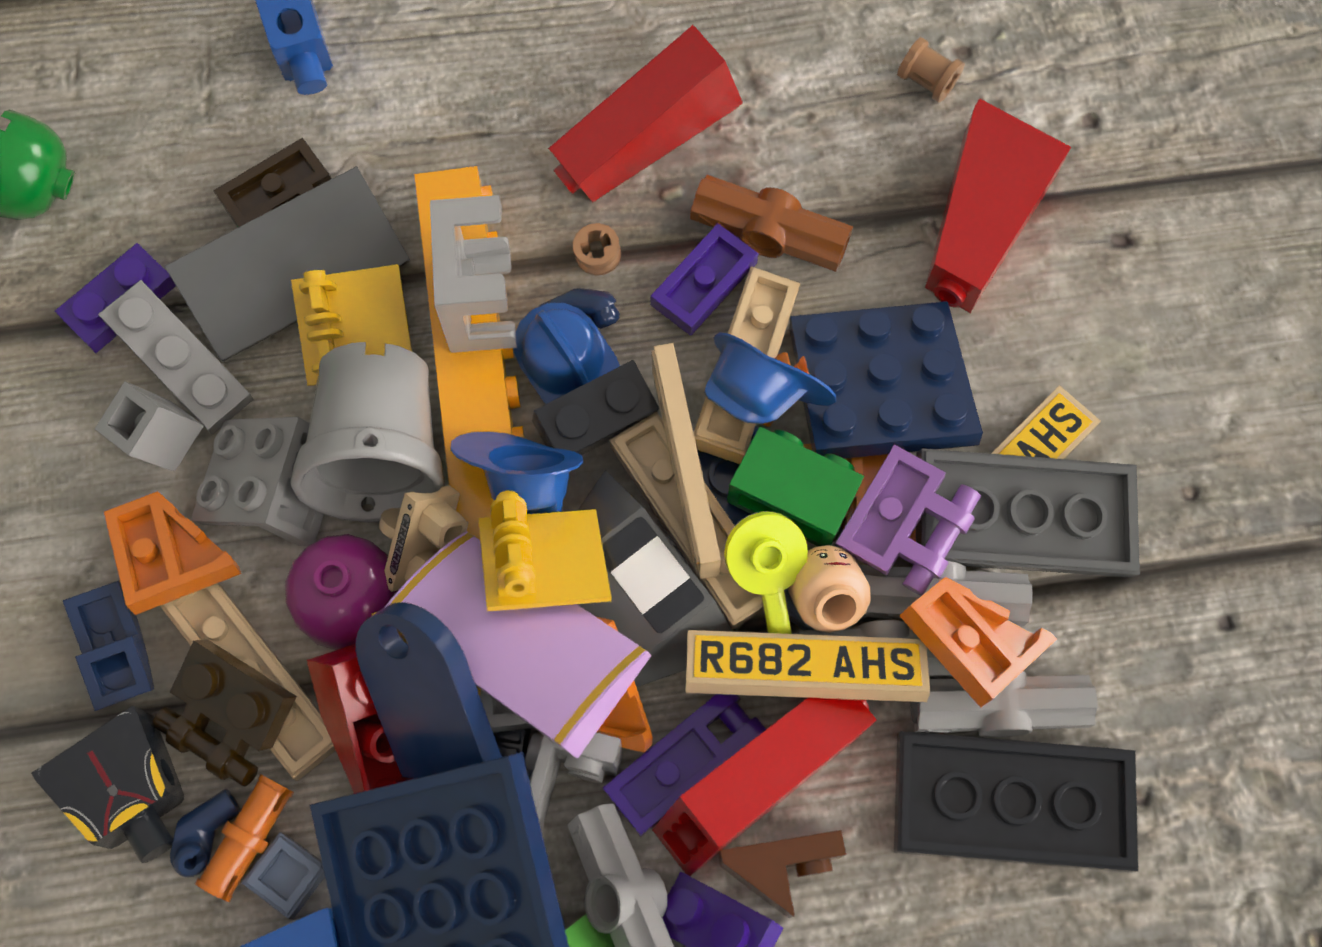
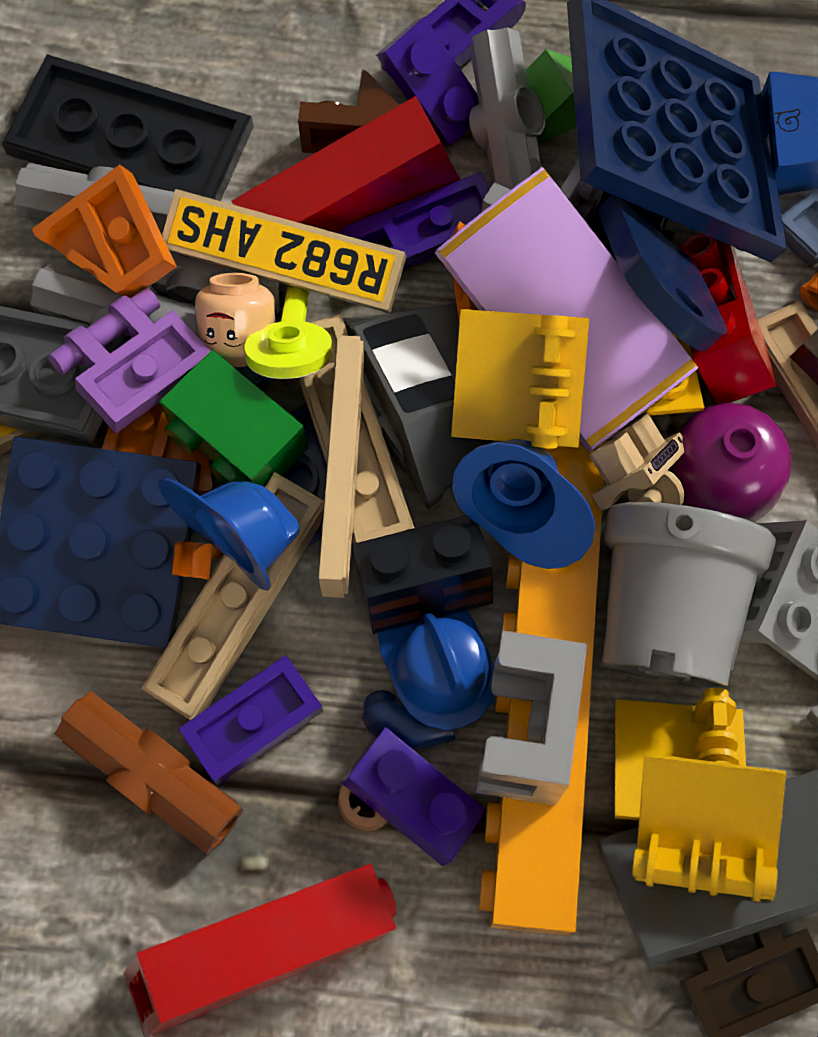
camera: 165 degrees left, 0 degrees up
(320, 252) = (709, 826): none -> yellow hinge
(561, 250) = (414, 796): none -> dark purple plate

